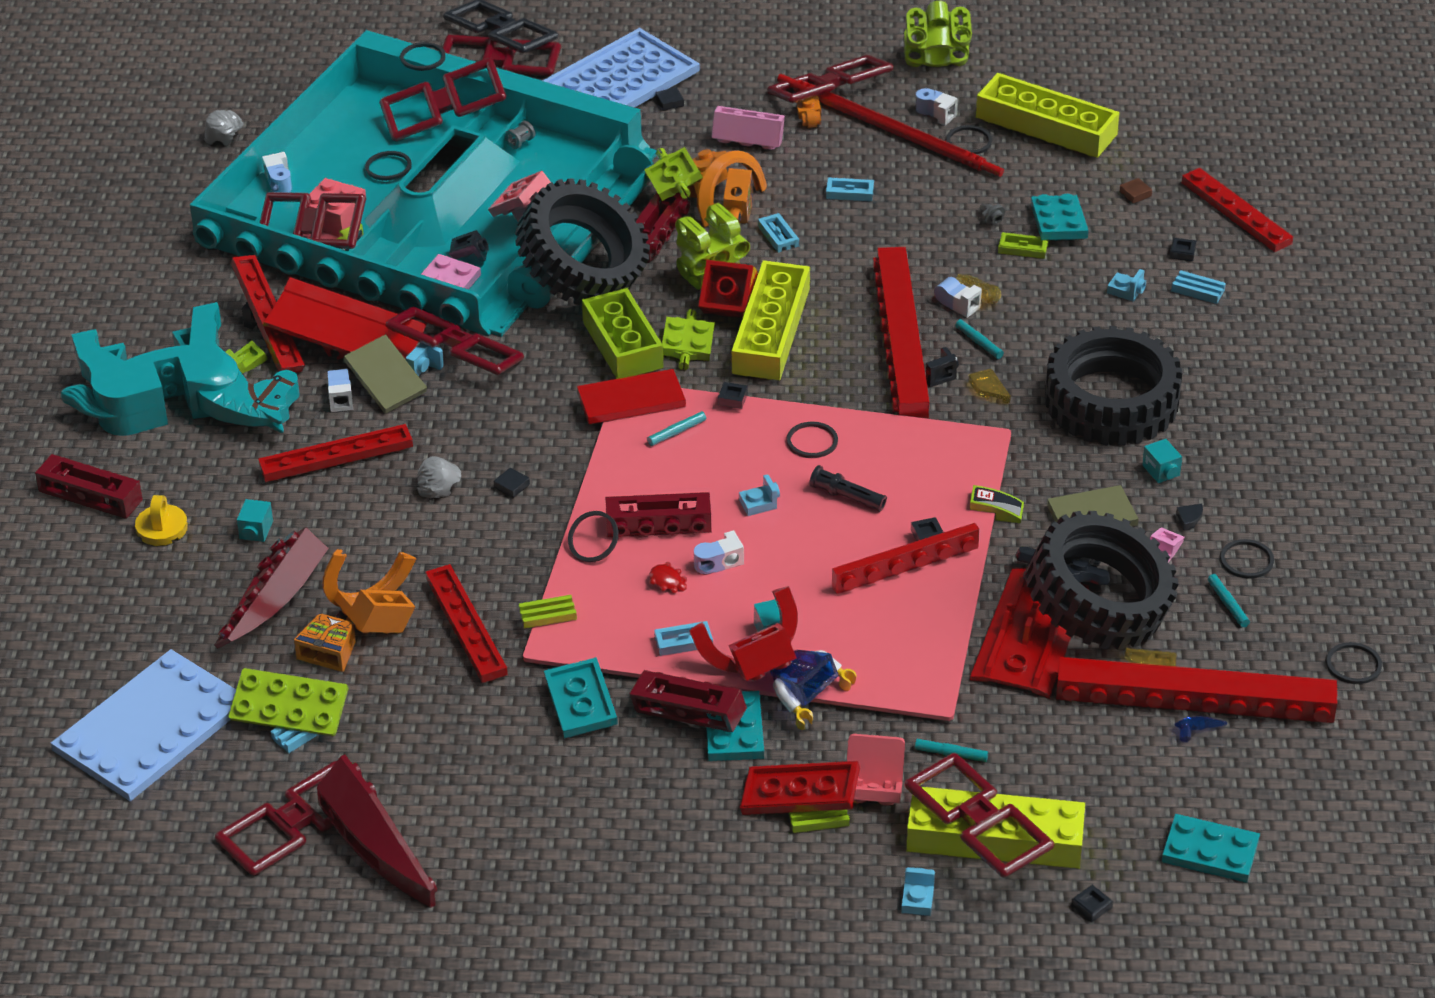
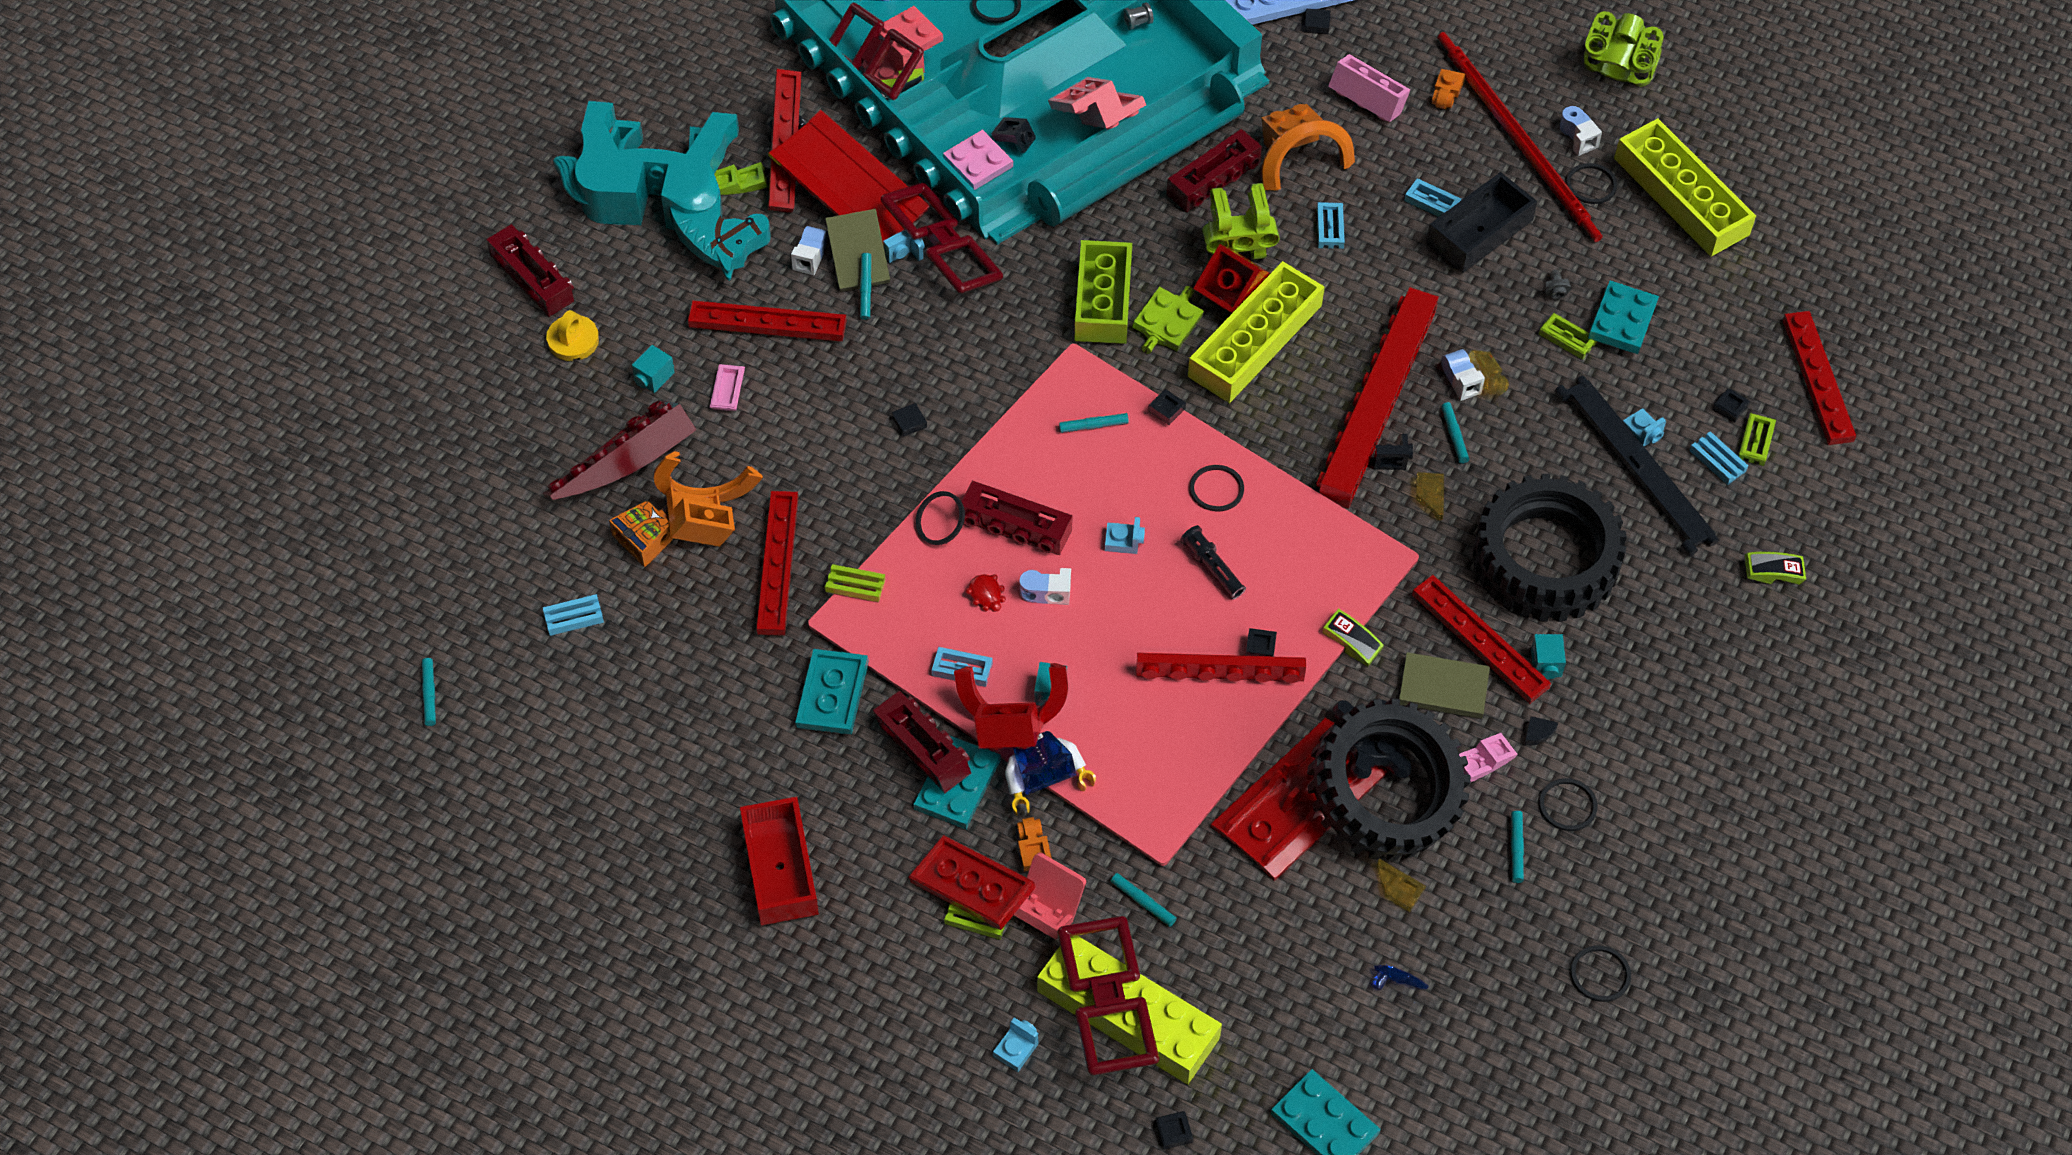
camera: 25 degrees right, 15 degrees up
(148, 725) = (447, 553): light blue plate -> none
(203, 834) = (428, 691): none -> teal piece
(288, 702) = (569, 586): lime bracket -> none
(288, 818) = (515, 708): dark red bar -> none
(332, 514) = (727, 387): none -> bright pink tile
(369, 830) = (561, 761): dark red wedge -> none
(409, 398) = (865, 286): none -> teal piece
(437, 477) = (841, 387): light grey hair -> none
(597, 214) = (1141, 145): black tyre -> none
(609, 815) = (772, 839): none -> red piece
(631, 396) = (1072, 367): red tile -> none
(673, 173) = (1252, 123): lime plate -> none
(739, 205) = (1307, 172): orange torso -> none
(831, 745) = (1030, 830): none -> orange plate
(833, 78) = (1491, 58): dark red bar -> none
(906, 174) = (1495, 207): none -> black piece
(1100, 469) = (1481, 639): none -> red plate
(1135, 190) = (1726, 313): copper tile -> none
(1141, 310) = (1640, 464): none -> black piece
(1197, 689) = (1419, 939): red brick -> none
(1226, 260) = (1753, 456): none -> lime tile
(1291, 342) = (1774, 565): none -> slope

